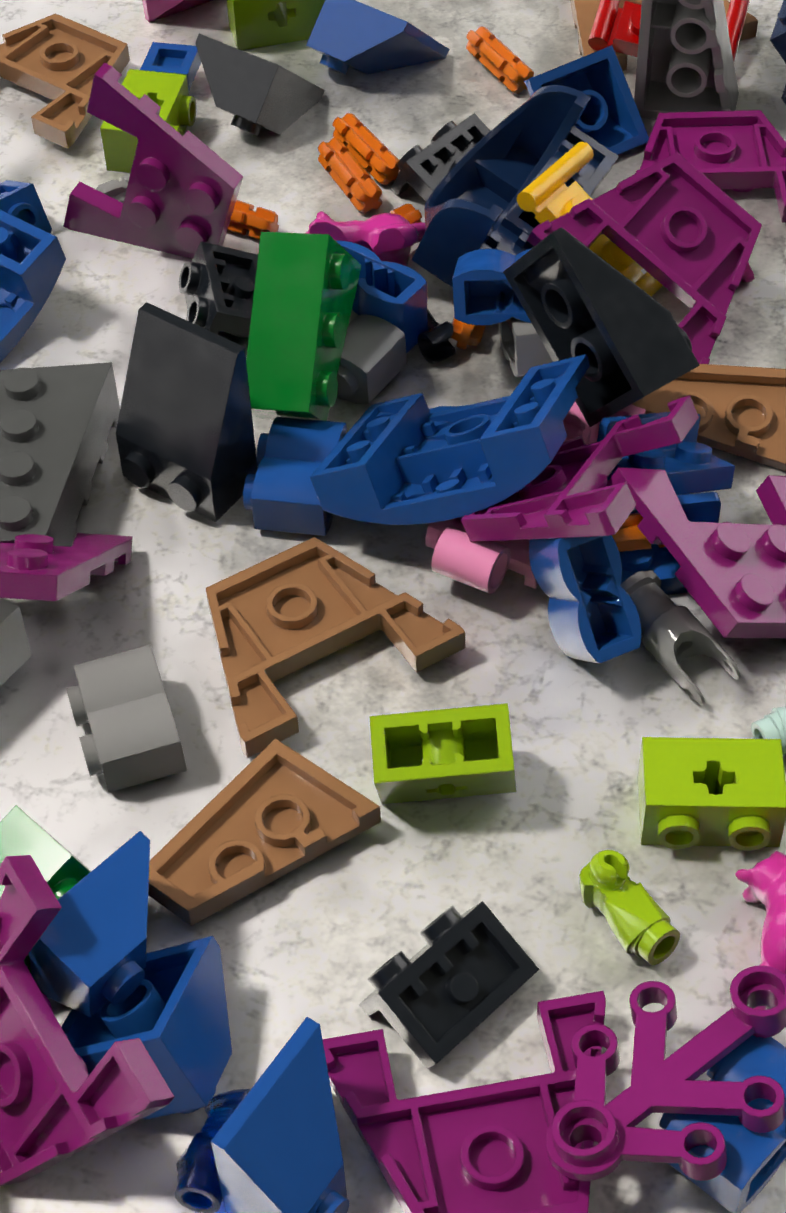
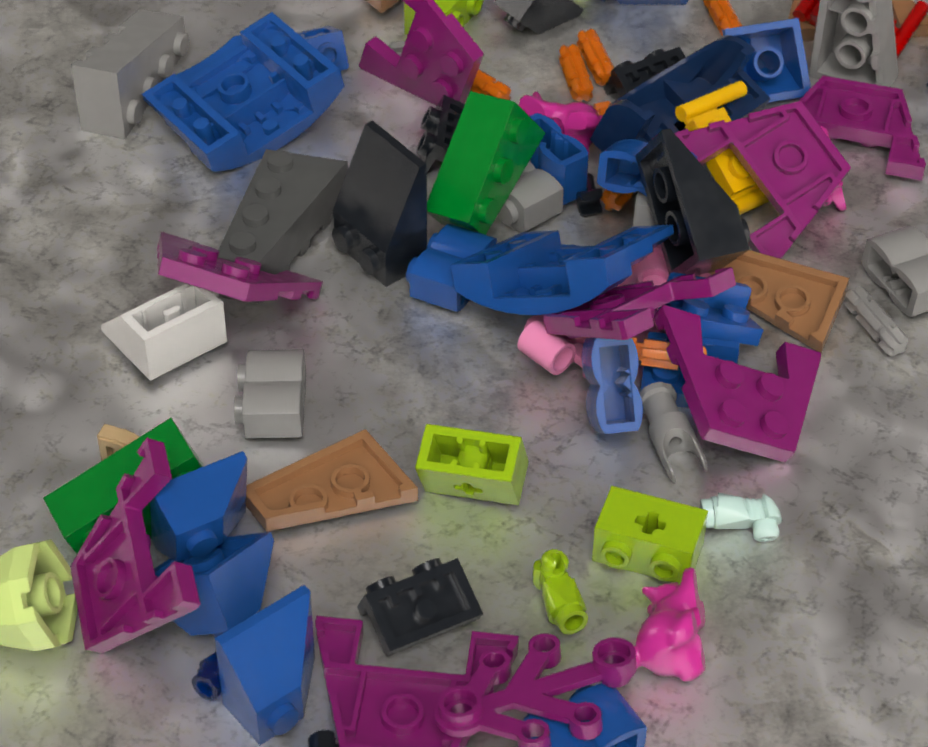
camera: 15 degrees right, 5 degrees down
(300, 612) = (417, 355): medium nougat wing -> none

